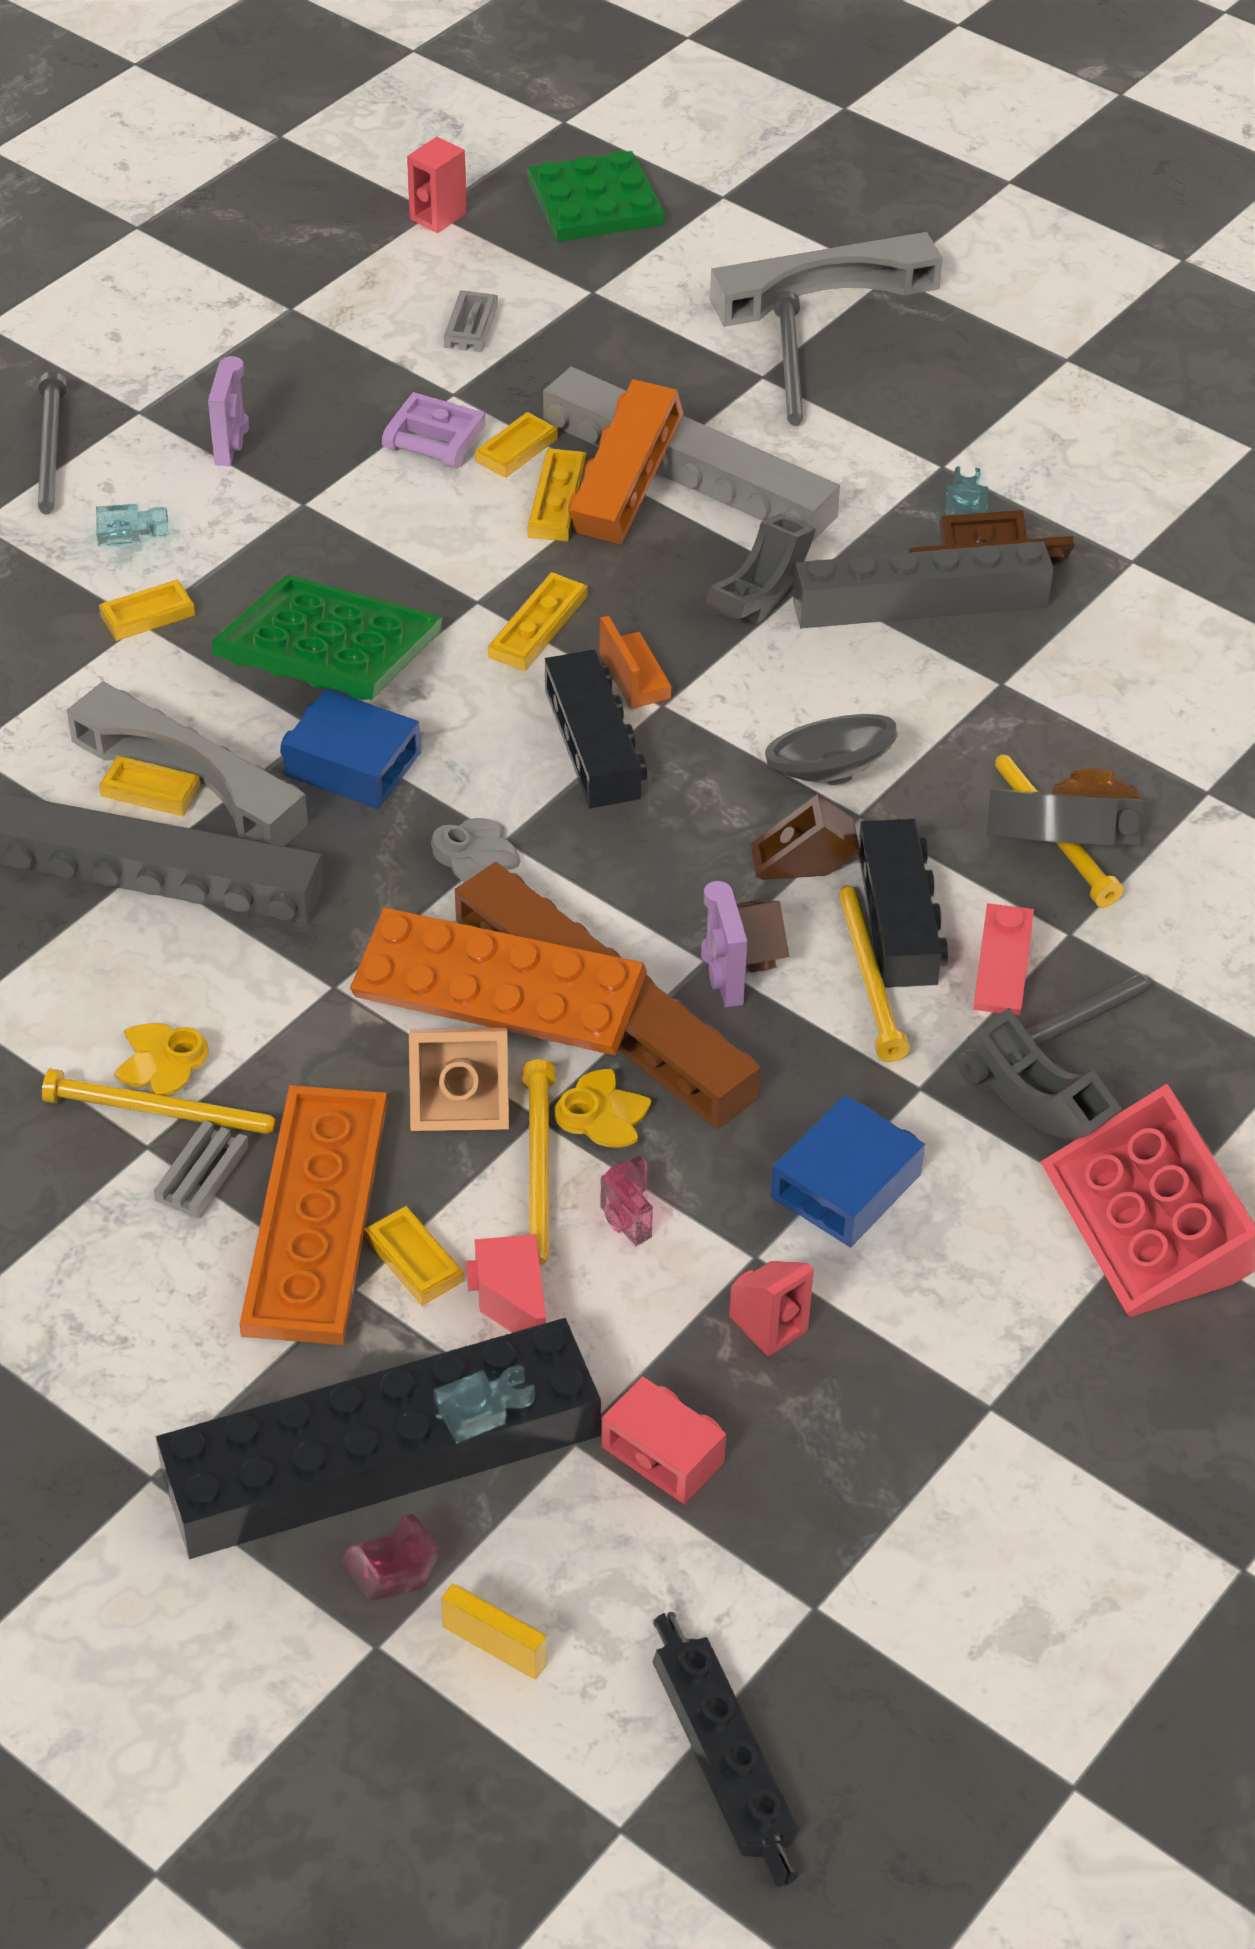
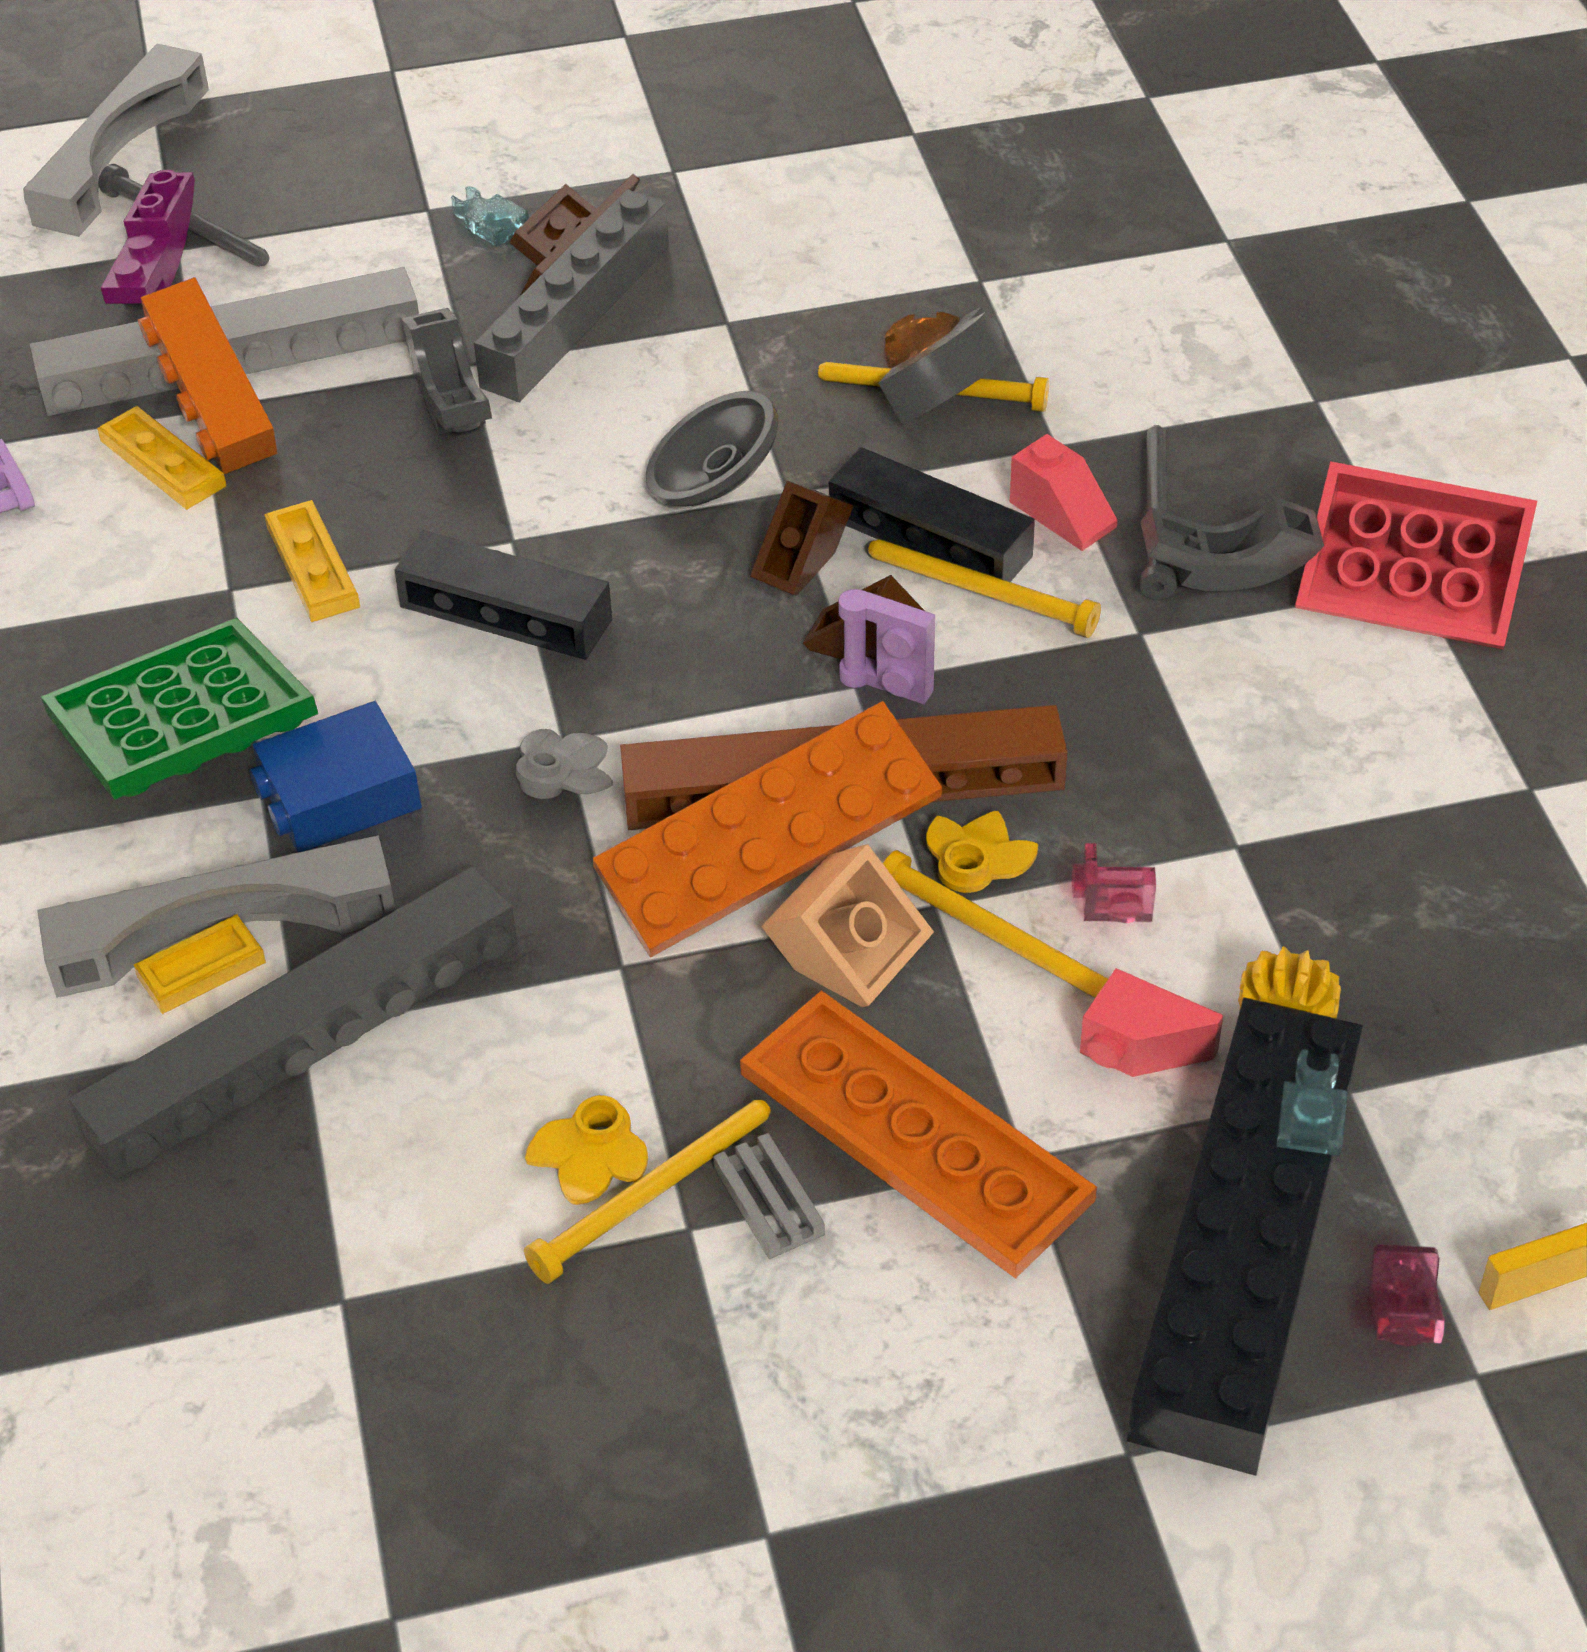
camera: 50 degrees left, 0 degrees up
(414, 1255) = (1030, 1085): yellow tile -> none
(516, 444) = (59, 447): yellow tile -> none
(608, 1347) = (1292, 982): none -> yellow gear
(632, 666) = (461, 523): orange panel -> none
(664, 1439) = (1416, 1017): coral brick -> none
(749, 357) = (155, 240): none -> magenta slope
(773, 1303) = (1327, 849): coral slope -> none
(847, 1170) = (1210, 723): blue brick -> none

